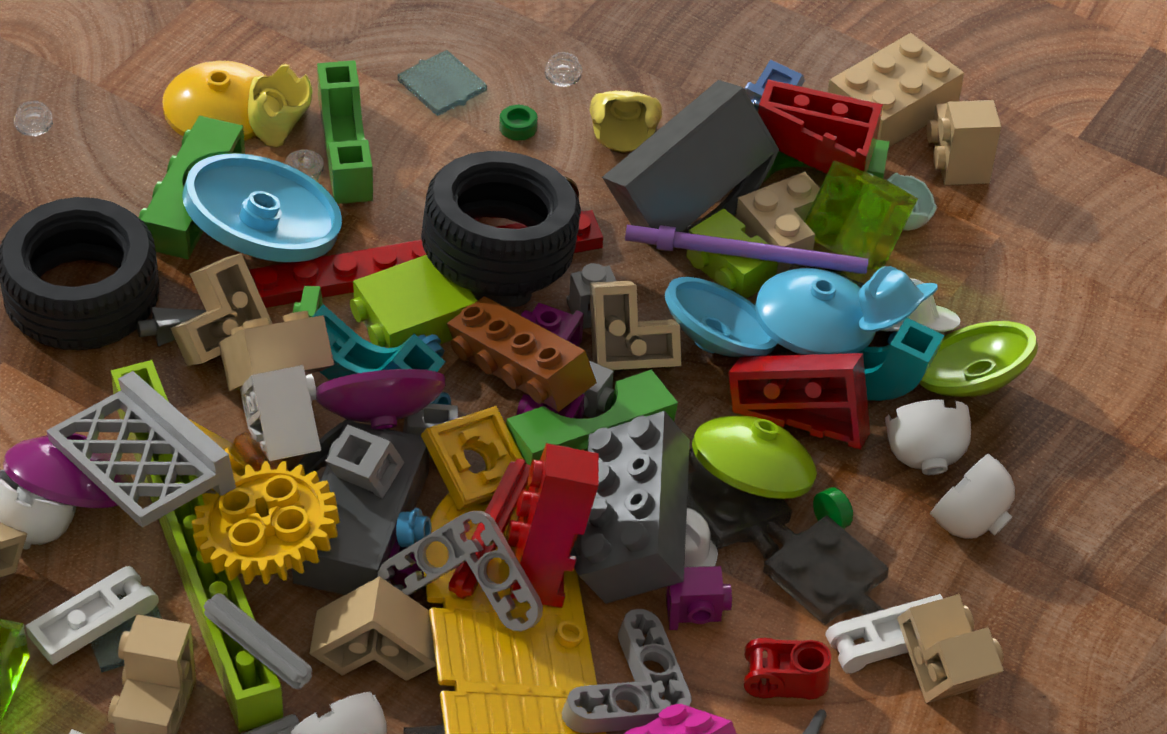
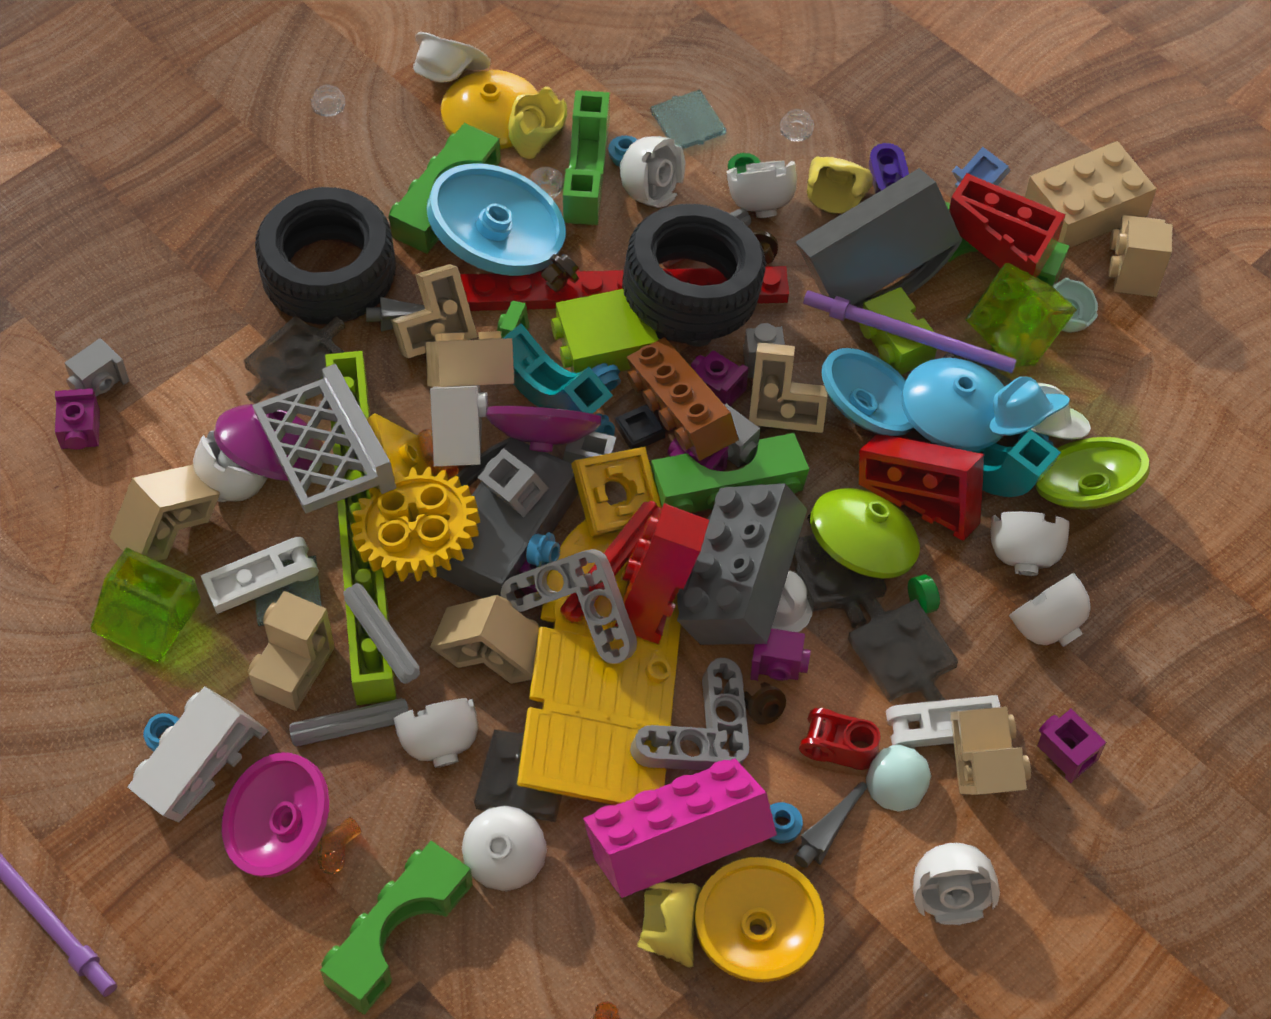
camera: 15 degrees right, 10 degrees up
(66, 385) = (292, 357): none -> clear smoke plate
(159, 55) = (446, 59): none -> white piece
(350, 248) = (559, 273): none -> dark brown plate
(382, 122) = (618, 147): none -> dark azure plate
(420, 134) = (652, 170): none -> white cylinder
(477, 394) = (639, 427): none -> black tile
(547, 133) = (763, 187): none -> white cylinder
(672, 92) = (894, 168): none -> dark purple plate
(696, 648) = (765, 704): none -> dark brown plate
(779, 213) = (948, 299): tan brick -> none
(858, 697) = (898, 778): none -> light aqua hair
(1030, 628) = (1071, 731): none -> magenta brick

